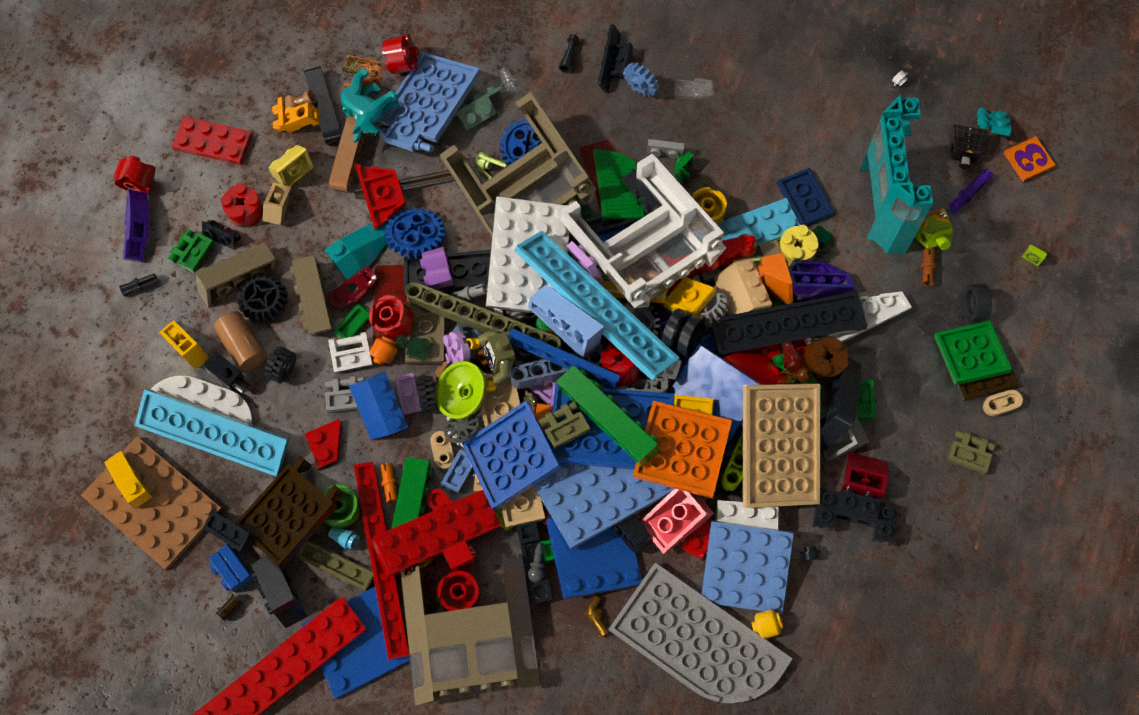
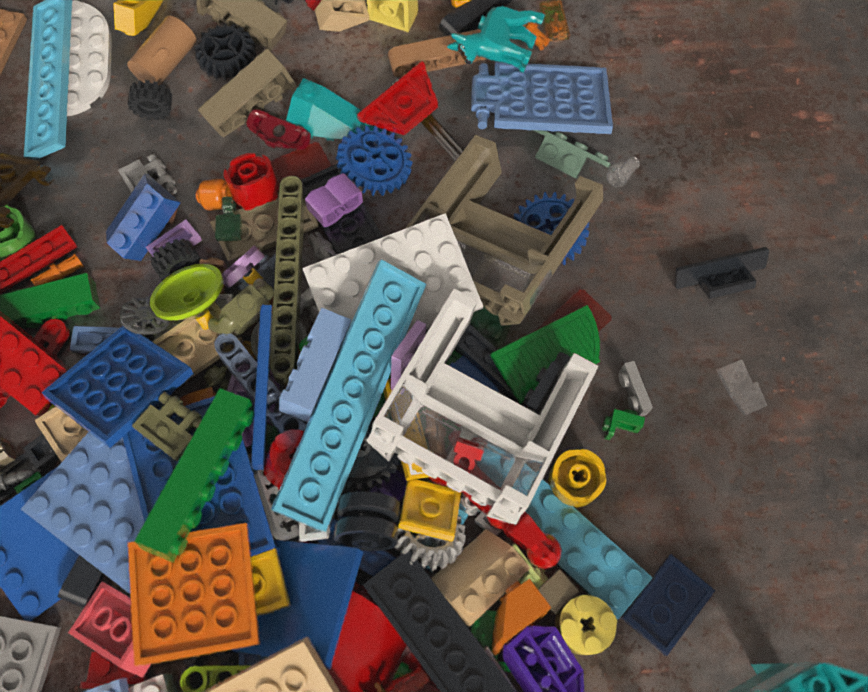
camera: 60 degrees right, 0 degrees up
(221, 369) = (116, 51): black torso -> none
(325, 443) = (82, 188): red wing -> none
(351, 358) = (192, 167): white plate -> none
(353, 323) = (227, 149): green tile -> none
(400, 54) = (585, 43): red brick -> none
(442, 449) = (114, 308): tan plate -> none
(485, 161) = (504, 194): yellowish green plant -> none
(566, 64) = (683, 224): black piece -> none
(641, 79) = (711, 315): medium blue gear -> none
(666, 254) = (468, 449): none -> tile
(822, 236) = (621, 651): dark green slope -> none

